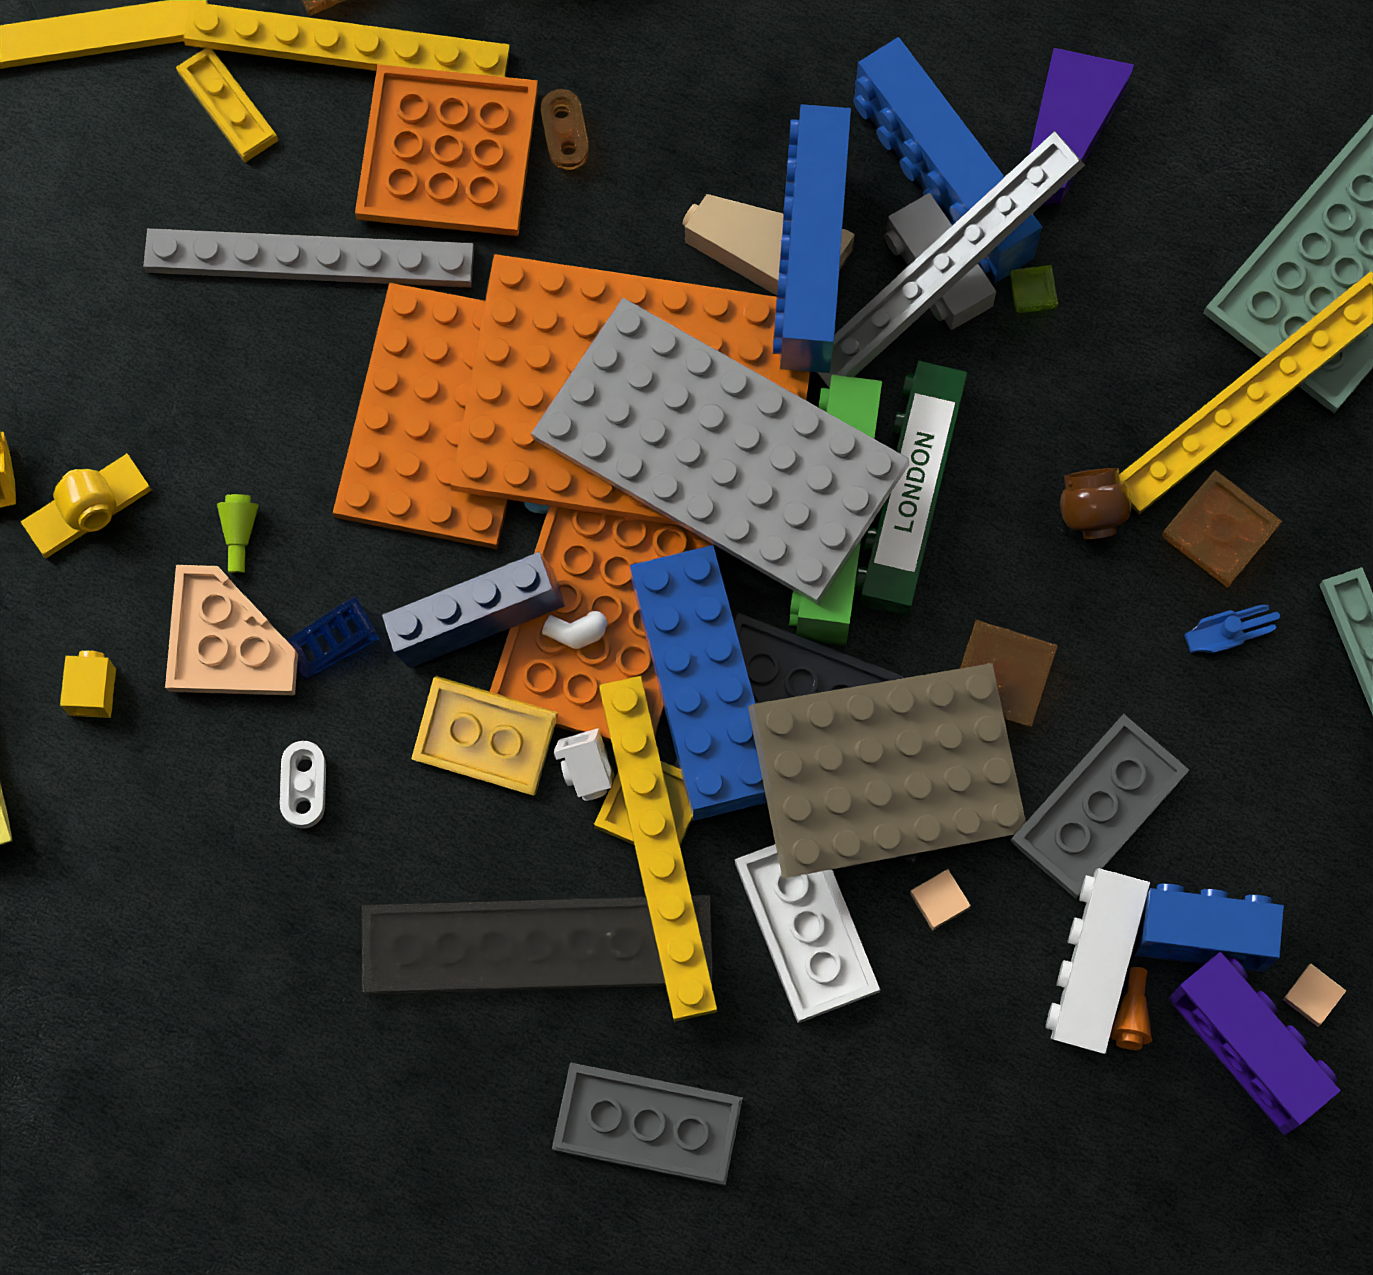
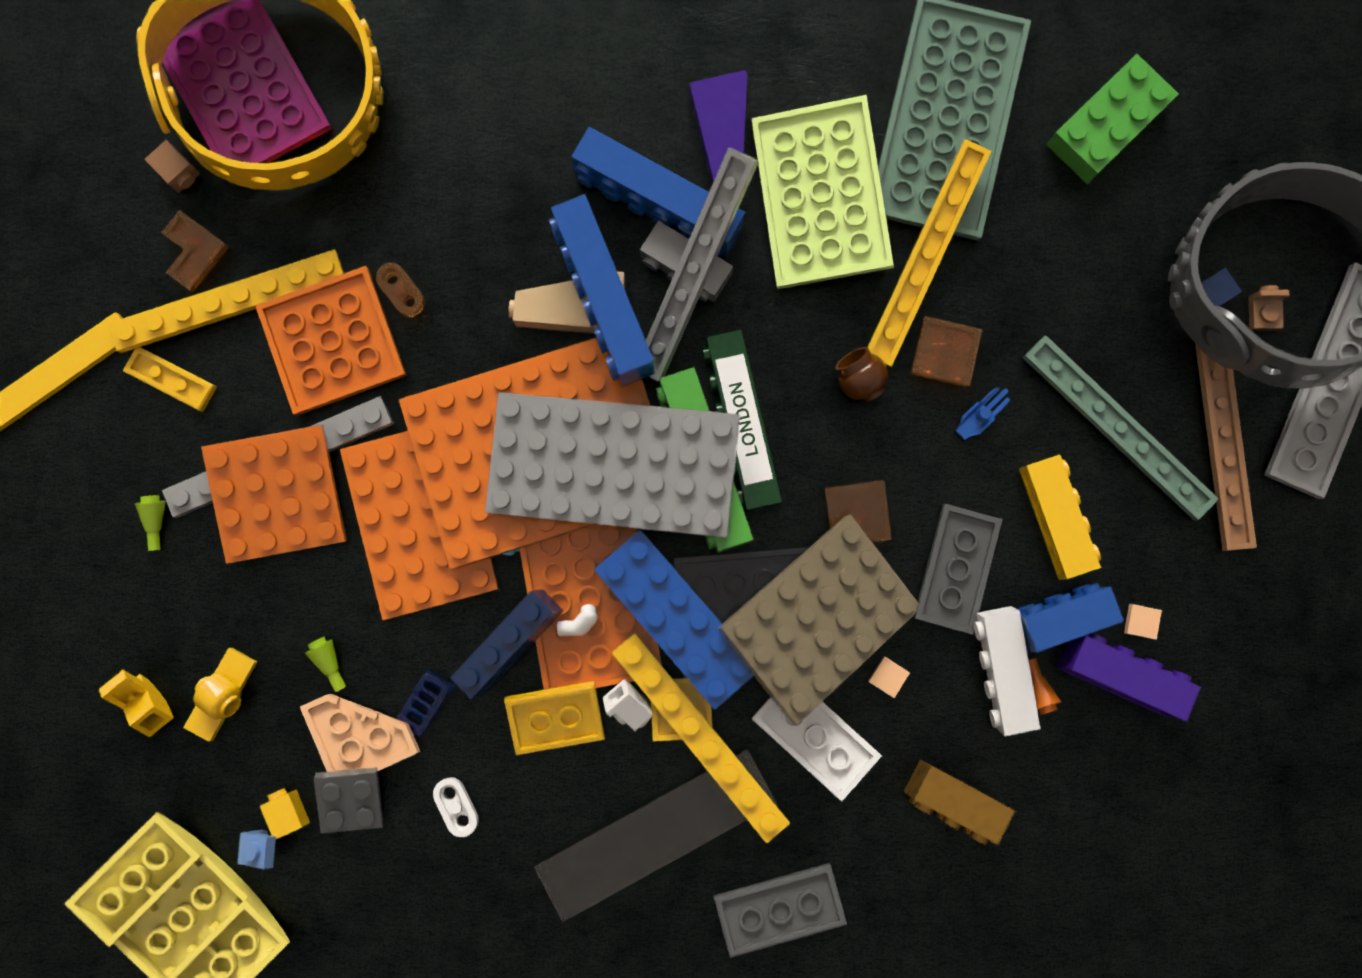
camera: 30 degrees left, 10 degrees up
(33, 707) = (256, 849): none -> medium blue bracket
(119, 250) = (151, 515): none -> lime cone
(176, 707) = (348, 800): none -> dark grey plate
(282, 296) = (274, 493): none -> orange plate
(948, 1091) = (958, 803): none -> pearl gold brick
(1033, 289) = (752, 250): clear neon green tile -> none
(1157, 258) = (822, 192): none -> yellowish green plate
(1268, 805) = (1060, 517): none -> yellow brick

